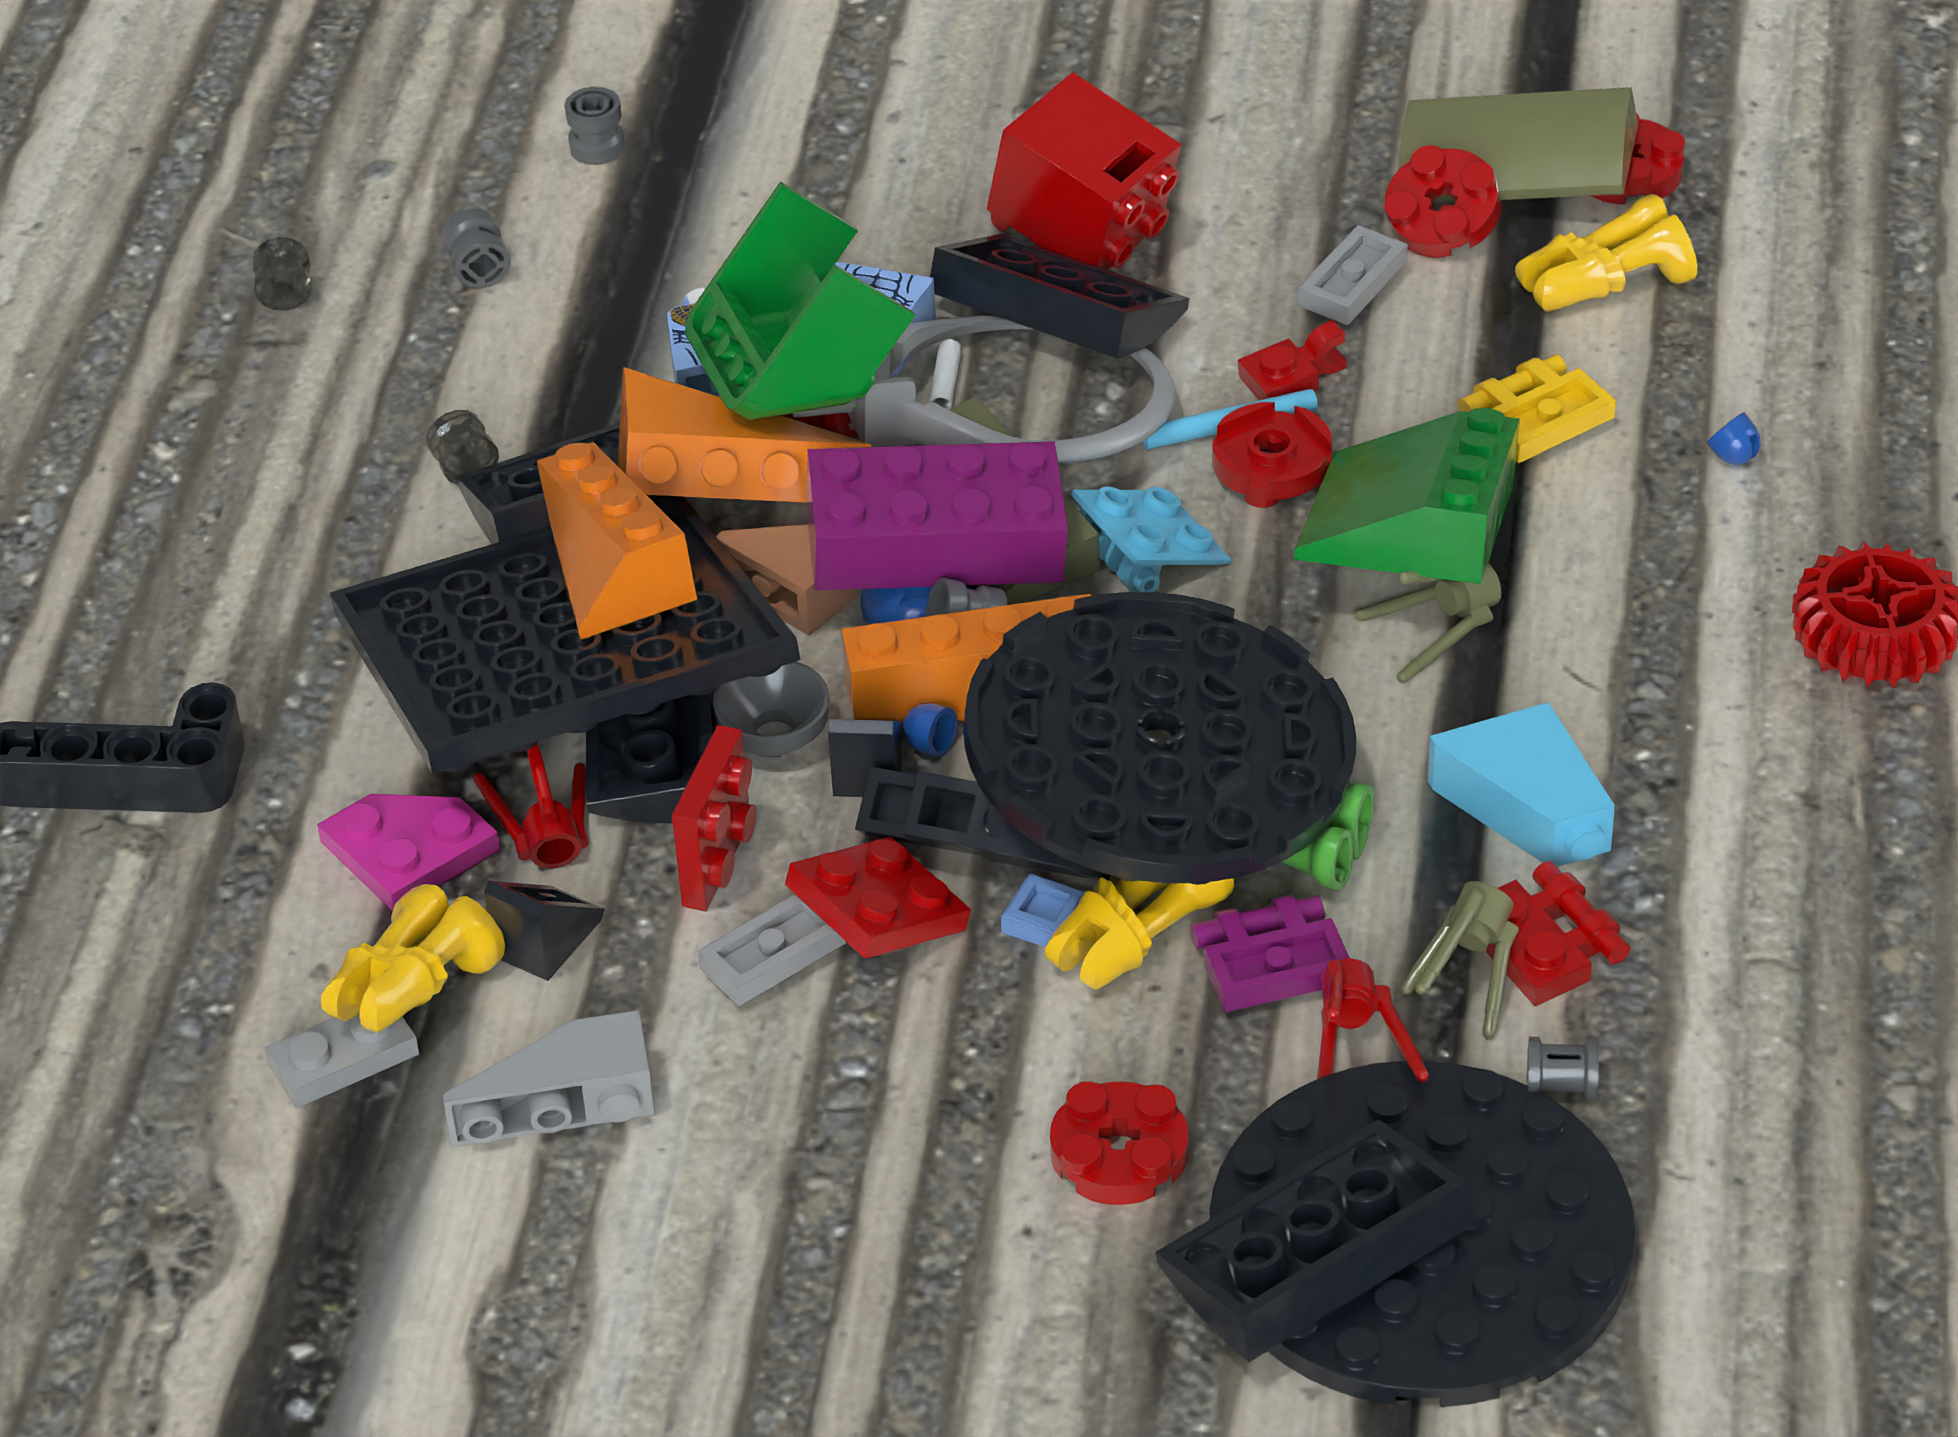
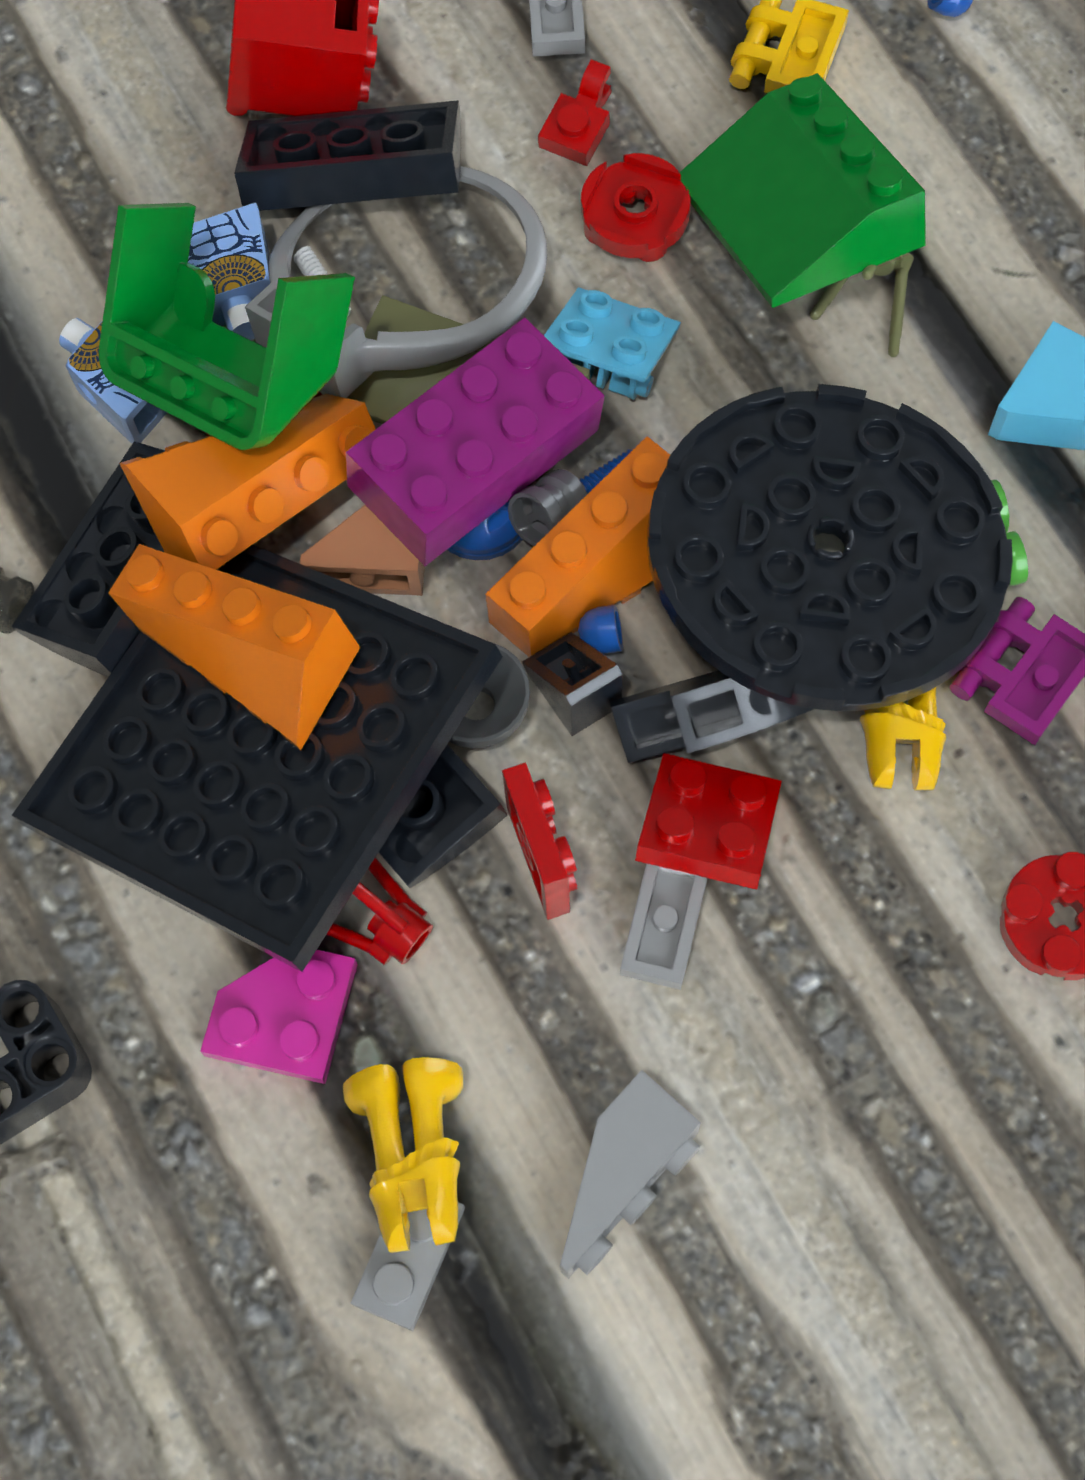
camera: 35 degrees left, 25 degrees up
(539, 924) = (468, 1018): black slope -> none
(1039, 909) = (829, 742): medium blue tile -> none
(1206, 423) = (570, 194): medium azure piece -> none

